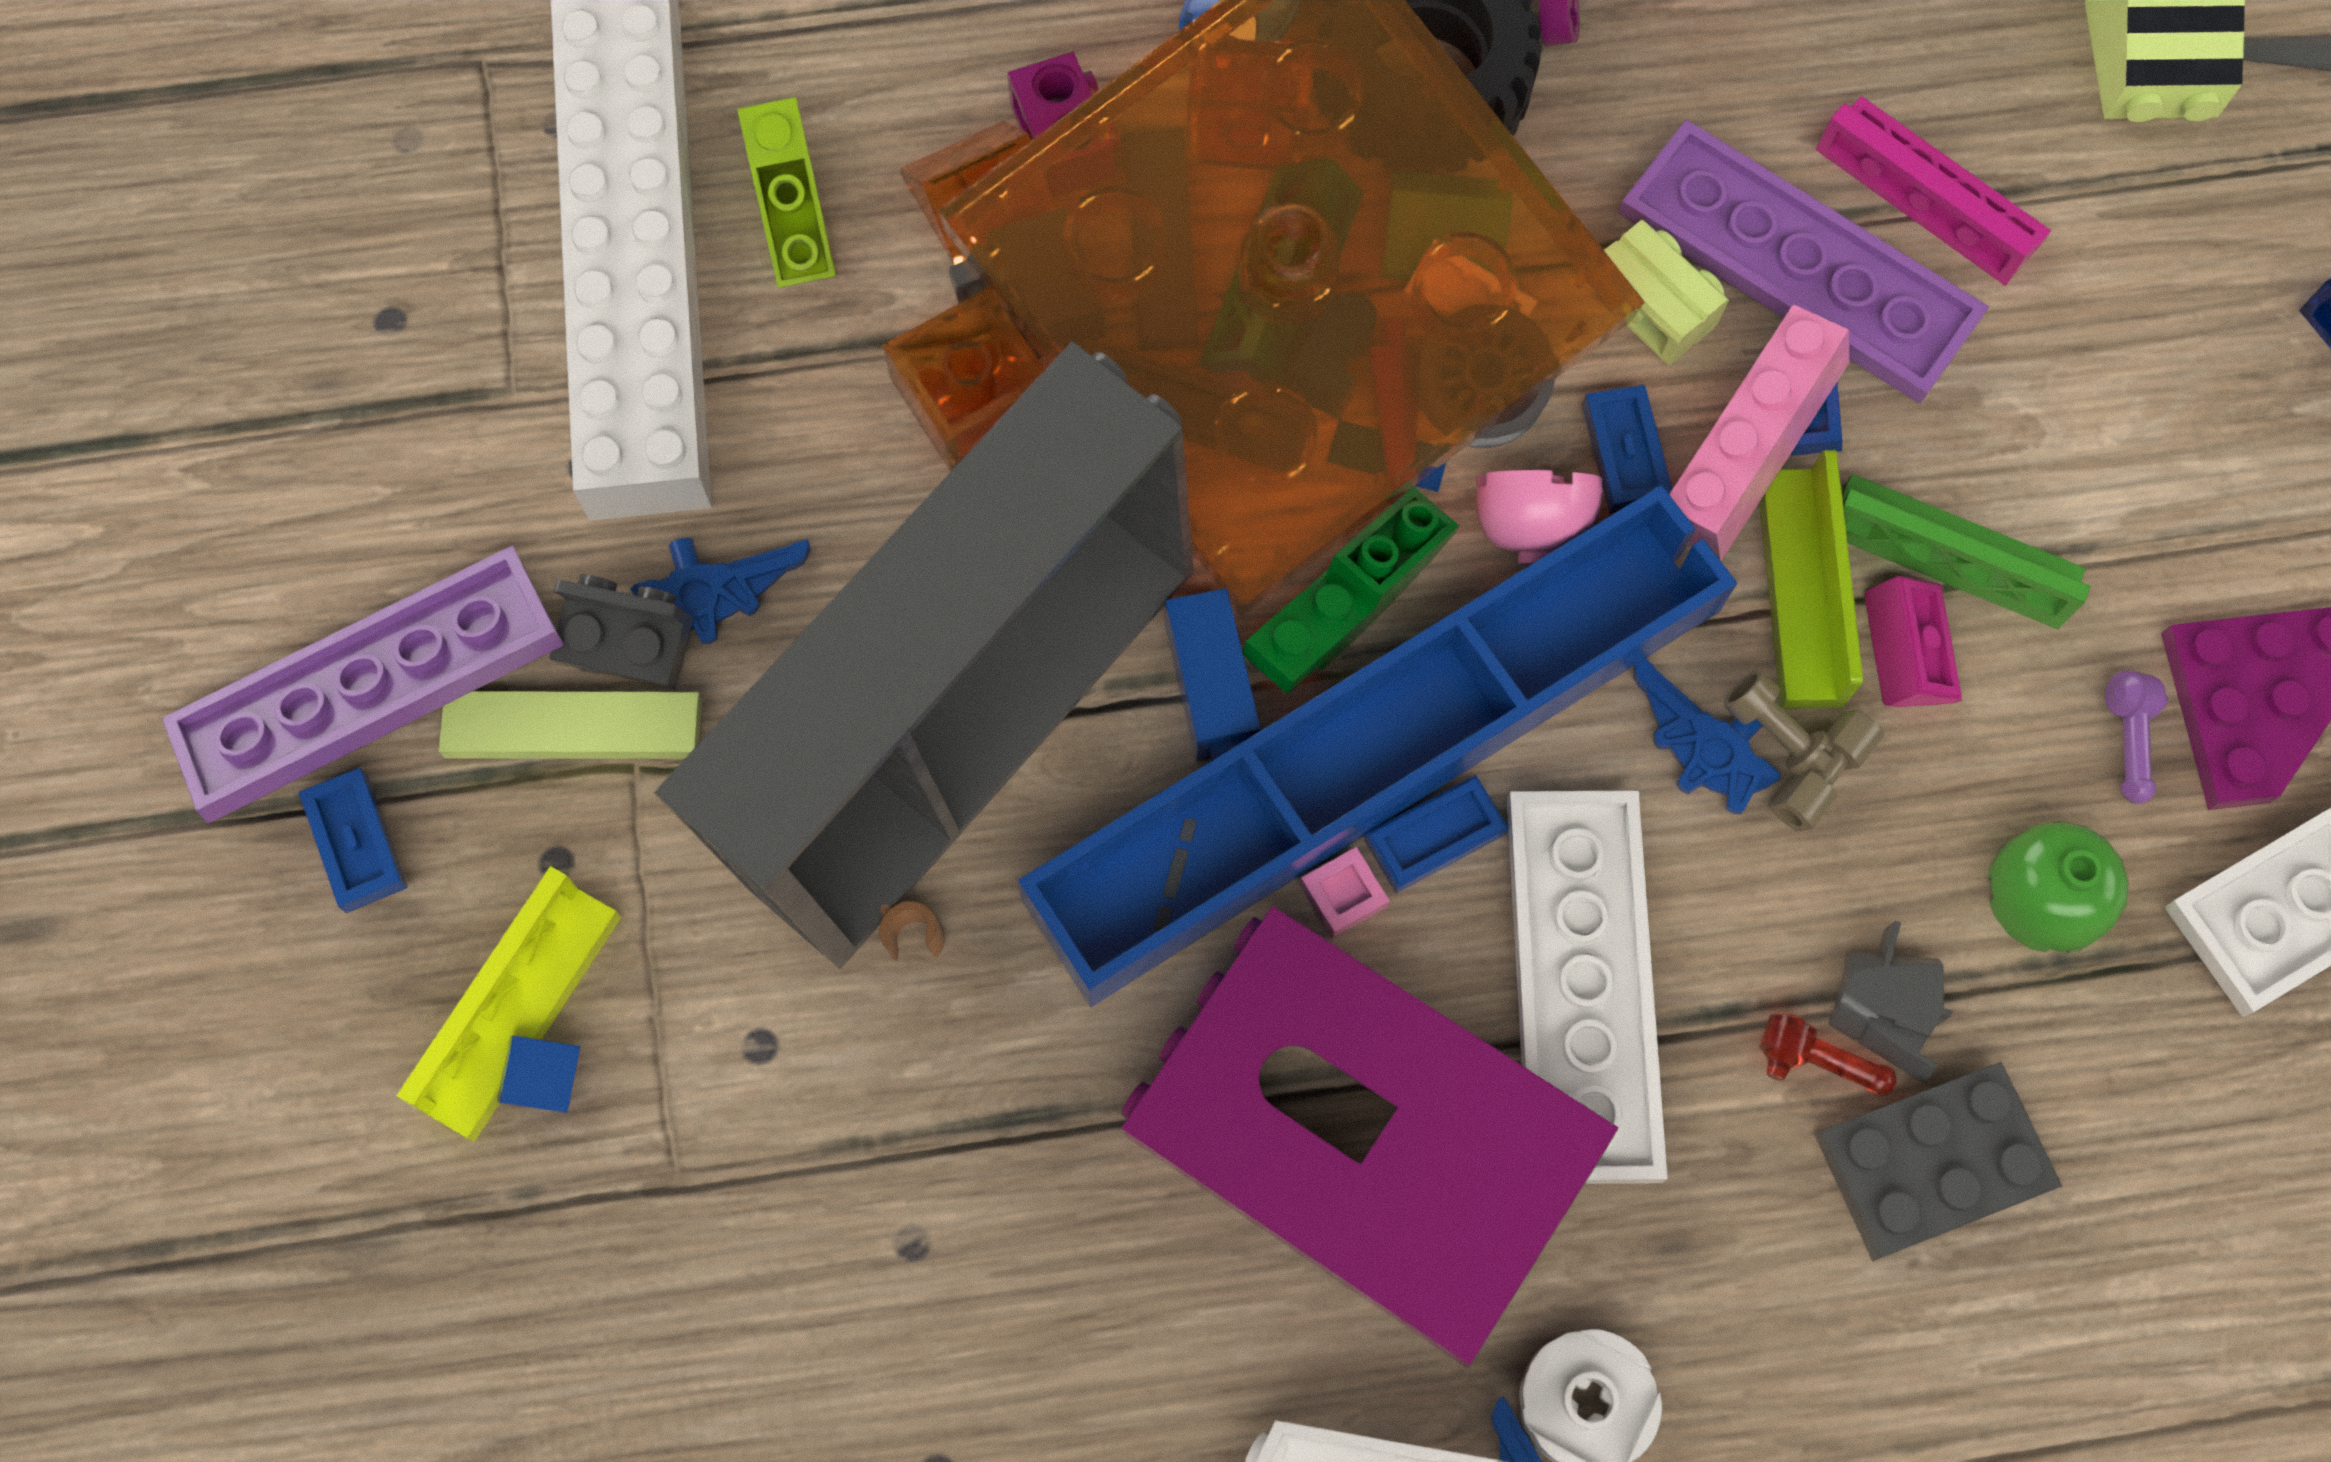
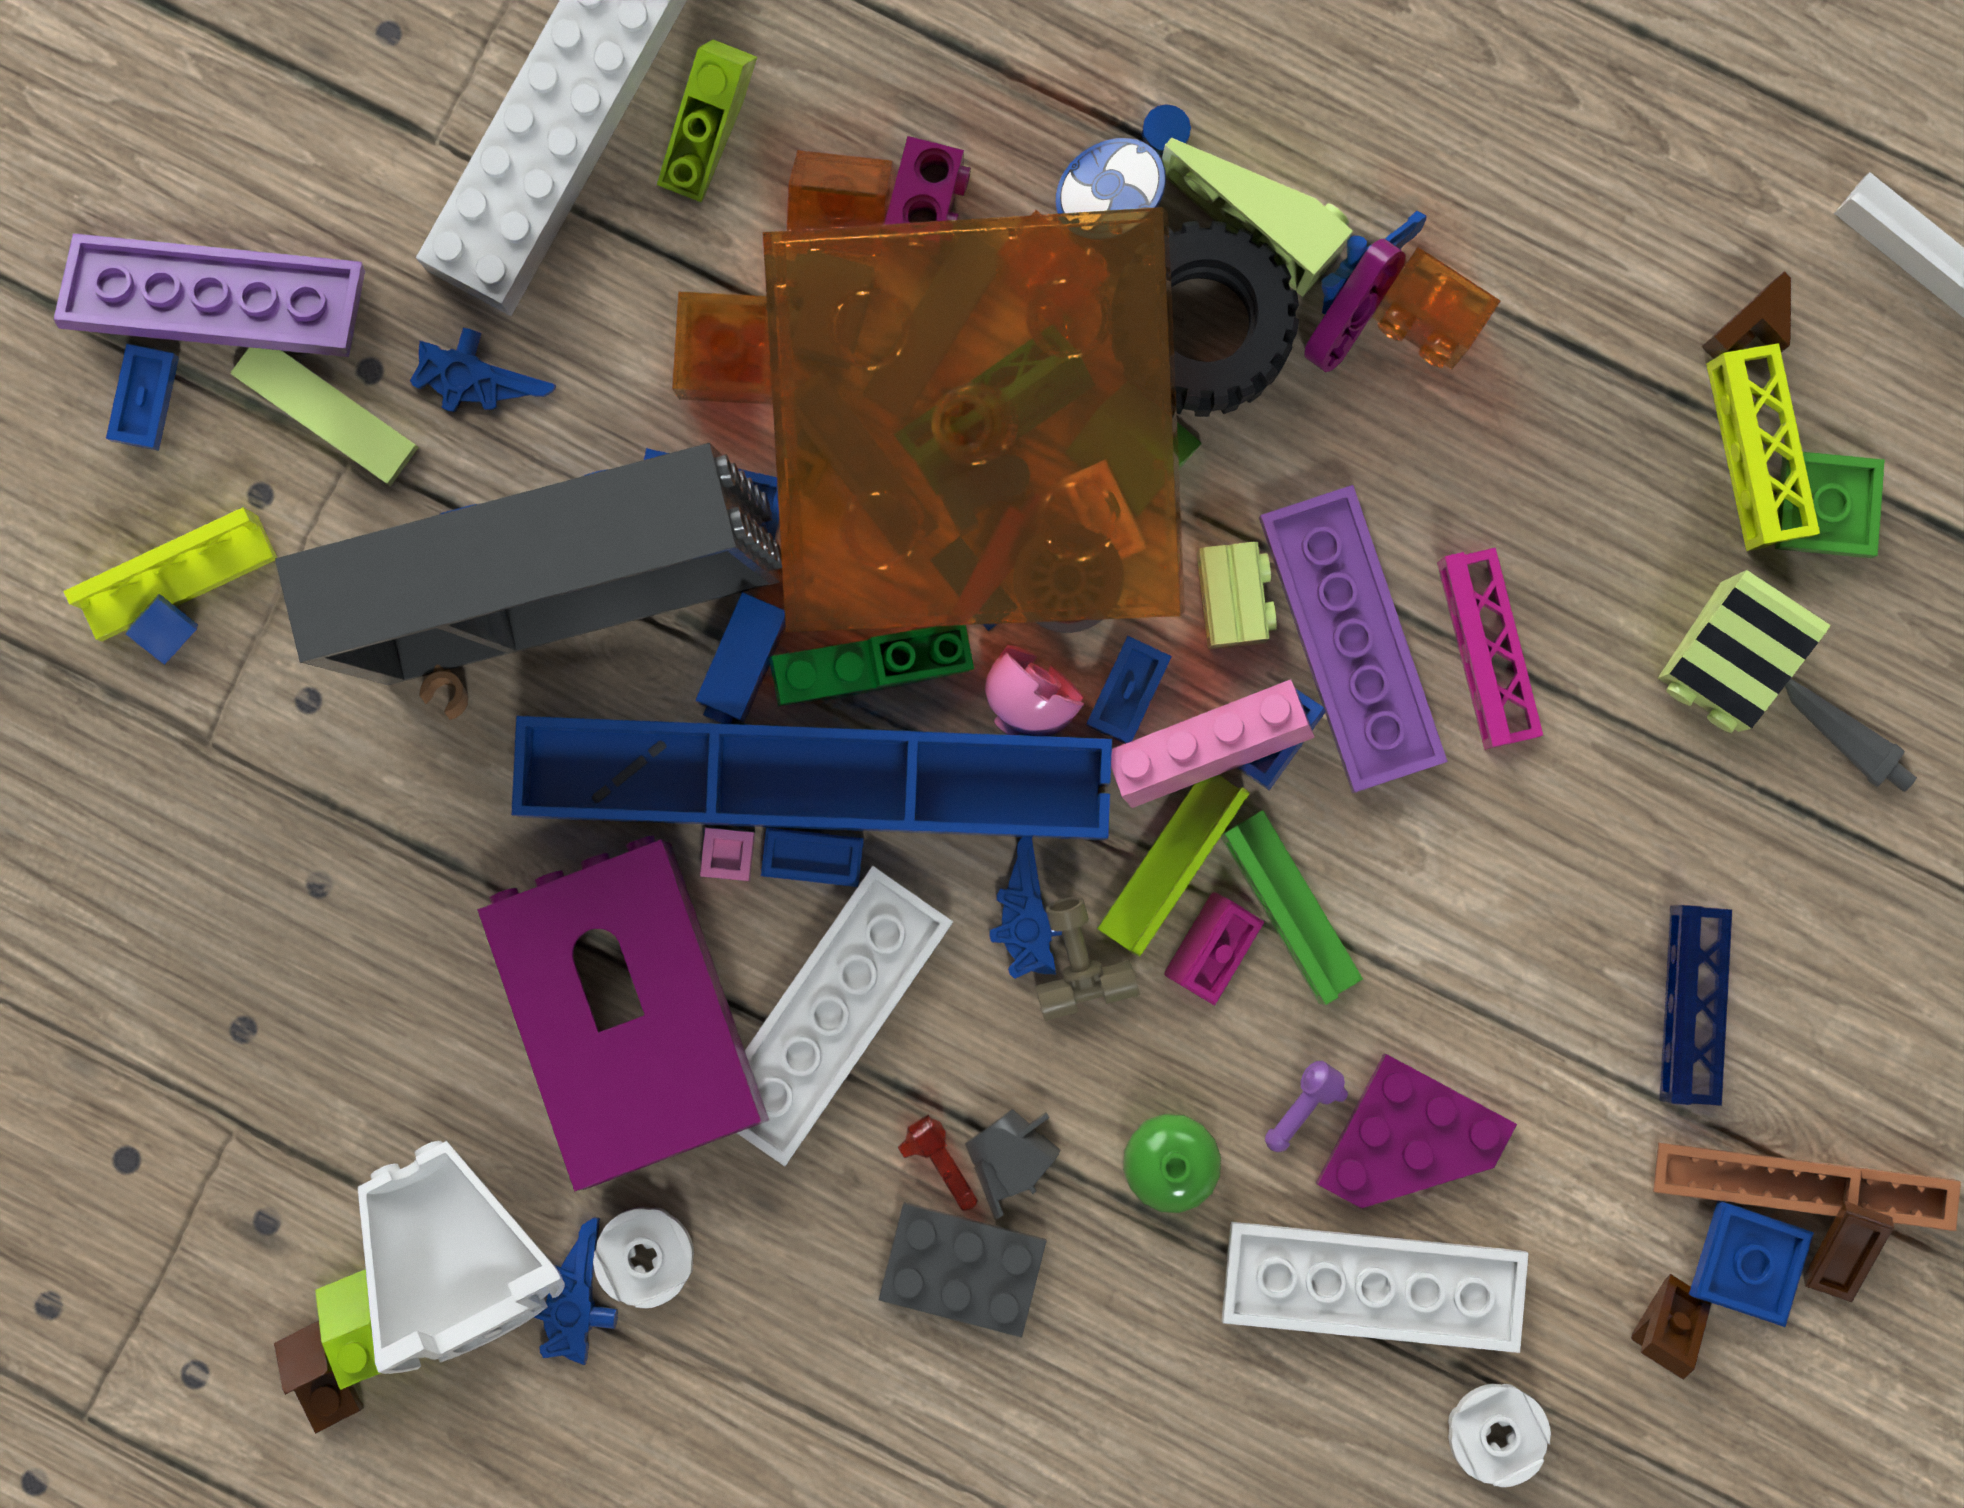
camera: 35 degrees right, 15 degrees up
(621, 632) = (391, 372): dark grey bracket -> none

